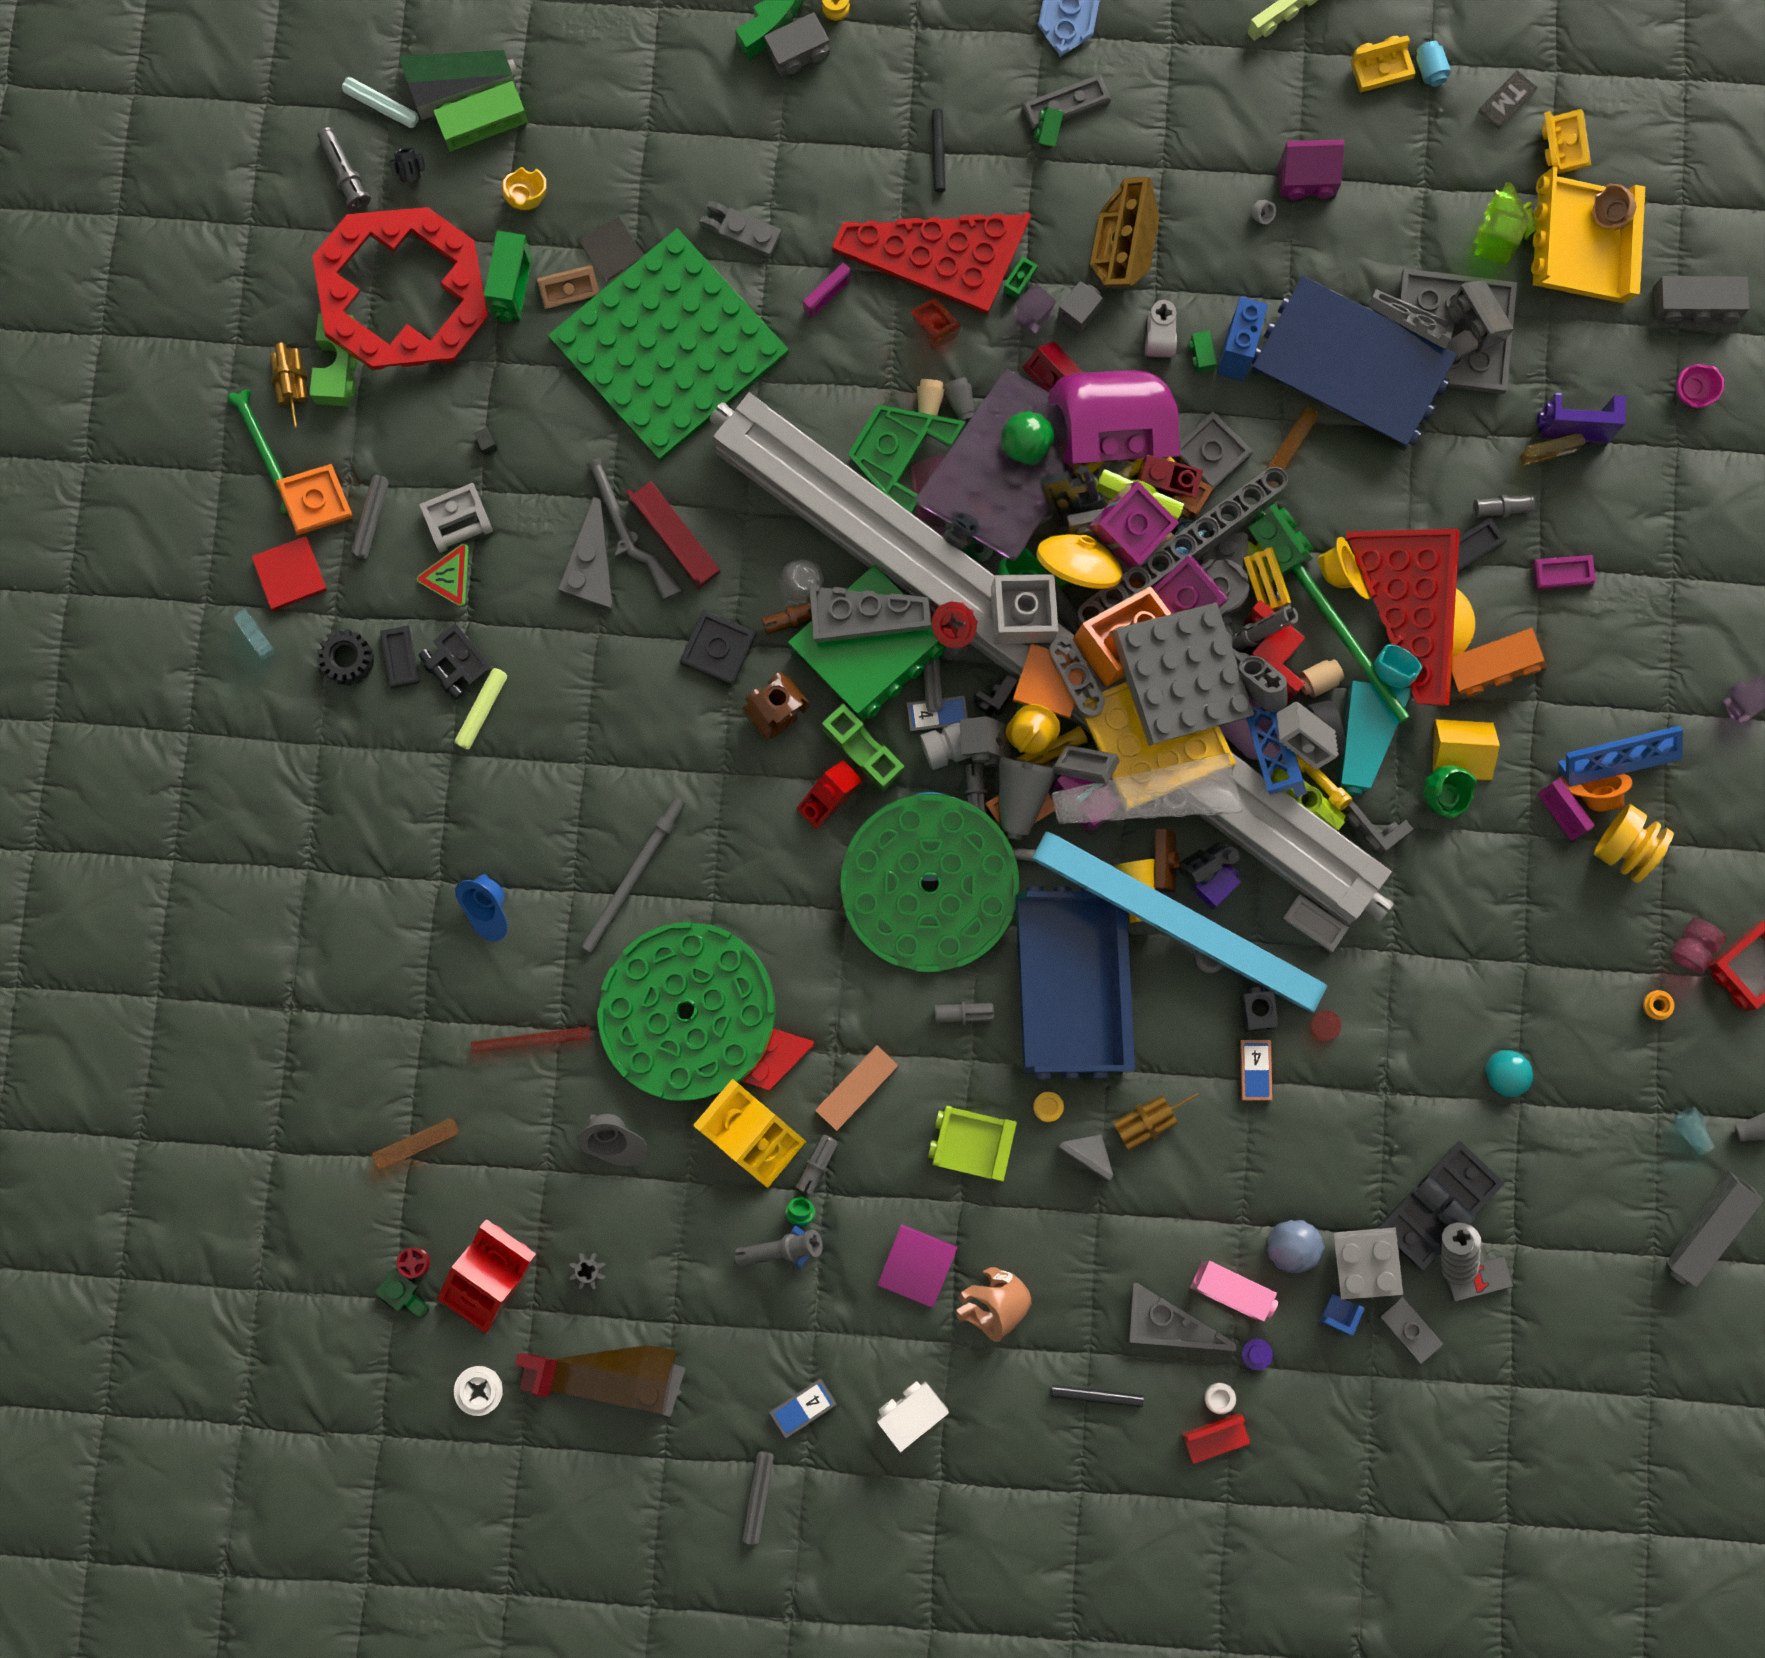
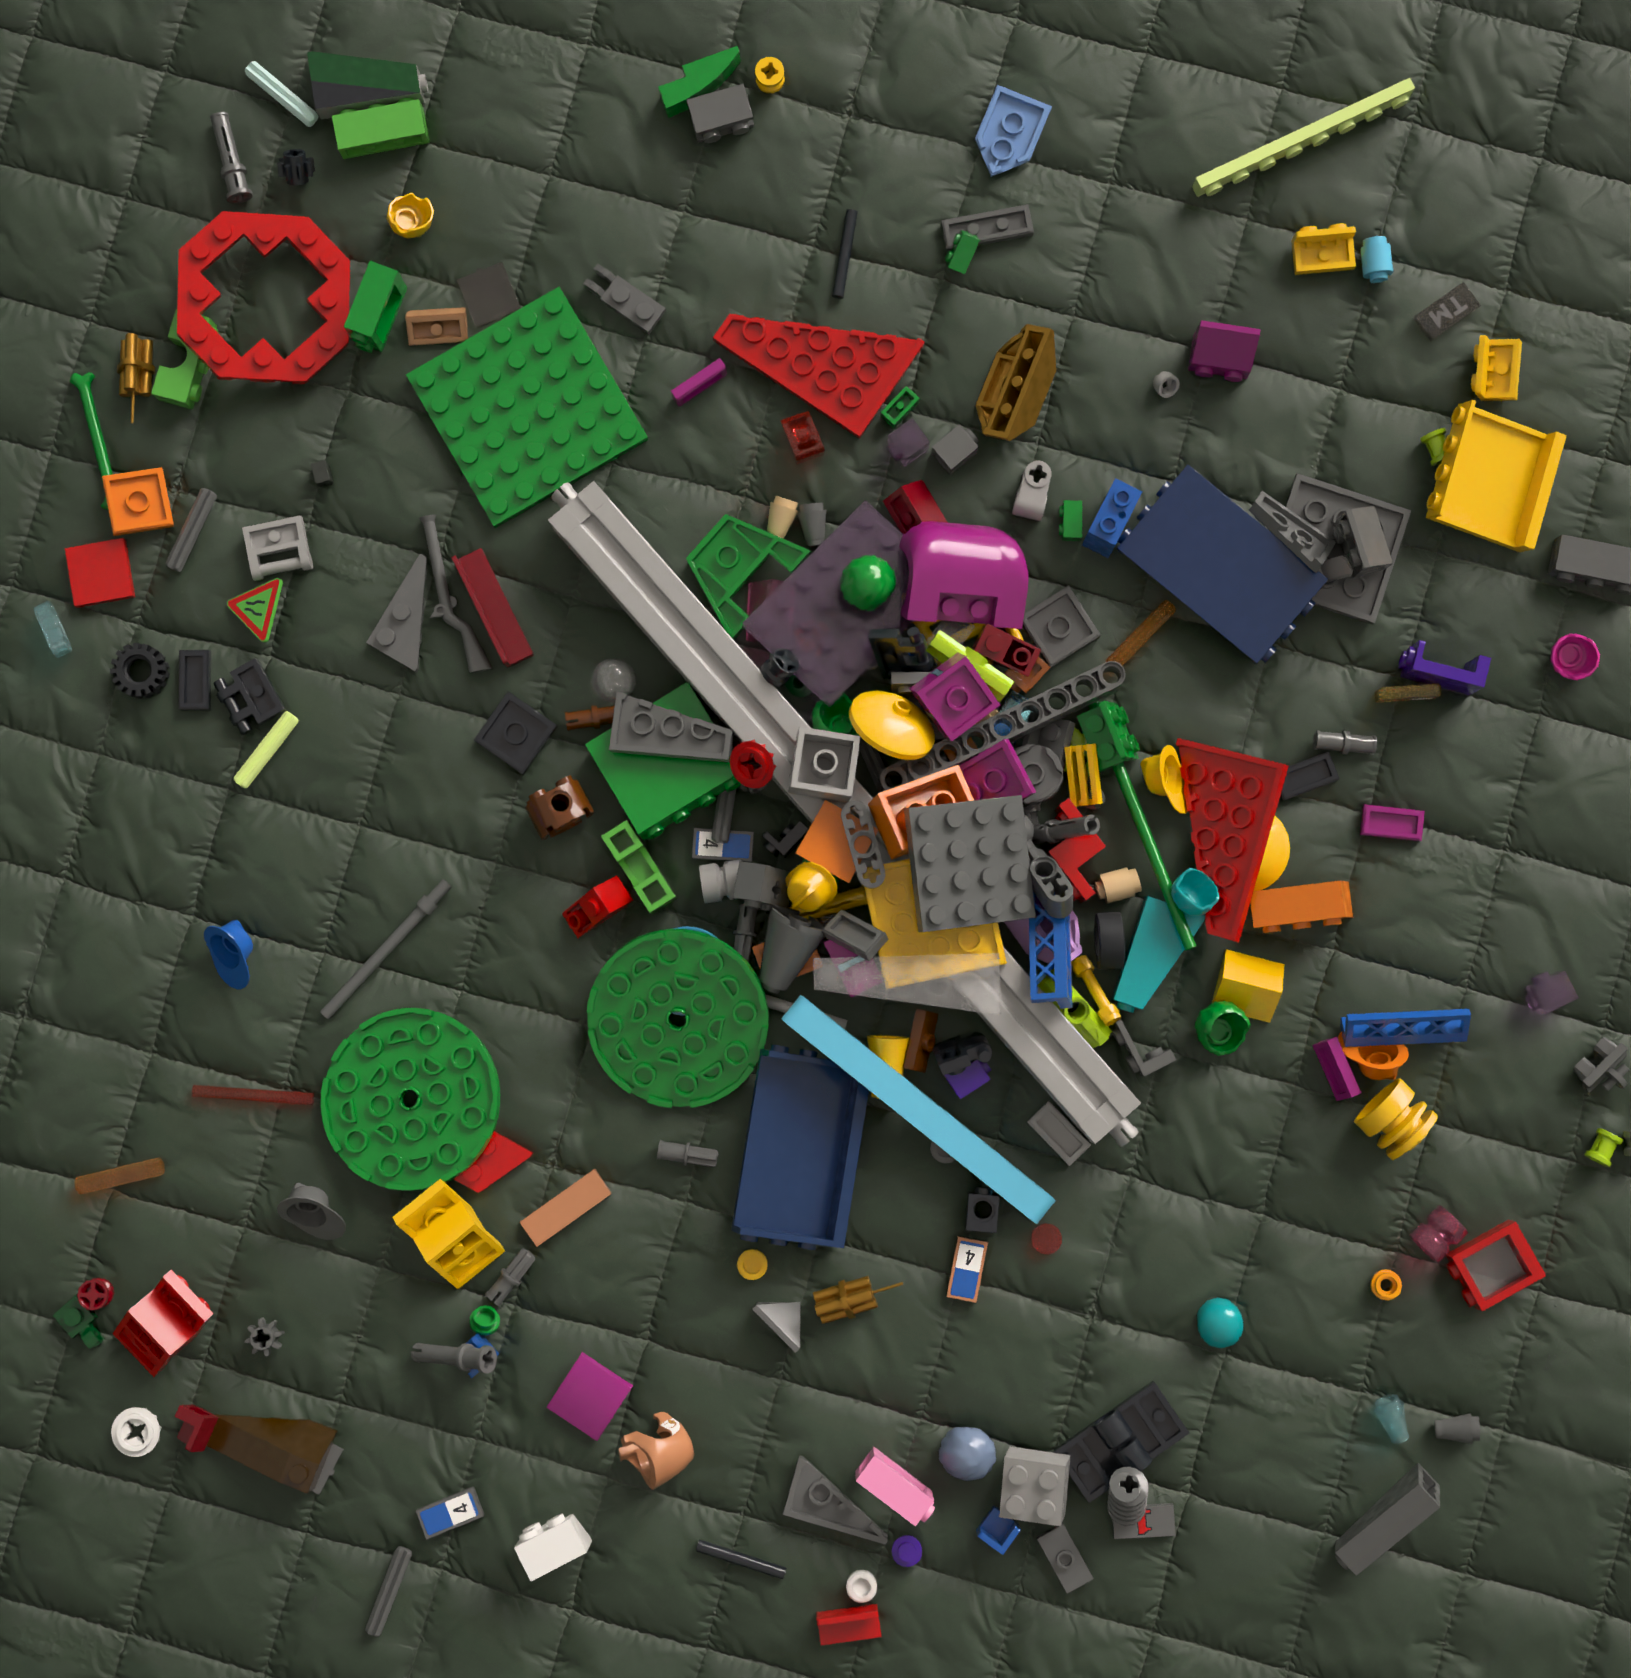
camera: 20 degrees right, 5 degrees up
(972, 1143) = (668, 1285): lime panel -> none
(1306, 735) = (1082, 950): light grey brick -> none
(1502, 226) = (1409, 452): clear neon green slope -> none
(1614, 207) = (1528, 452): medium nougat hair -> none

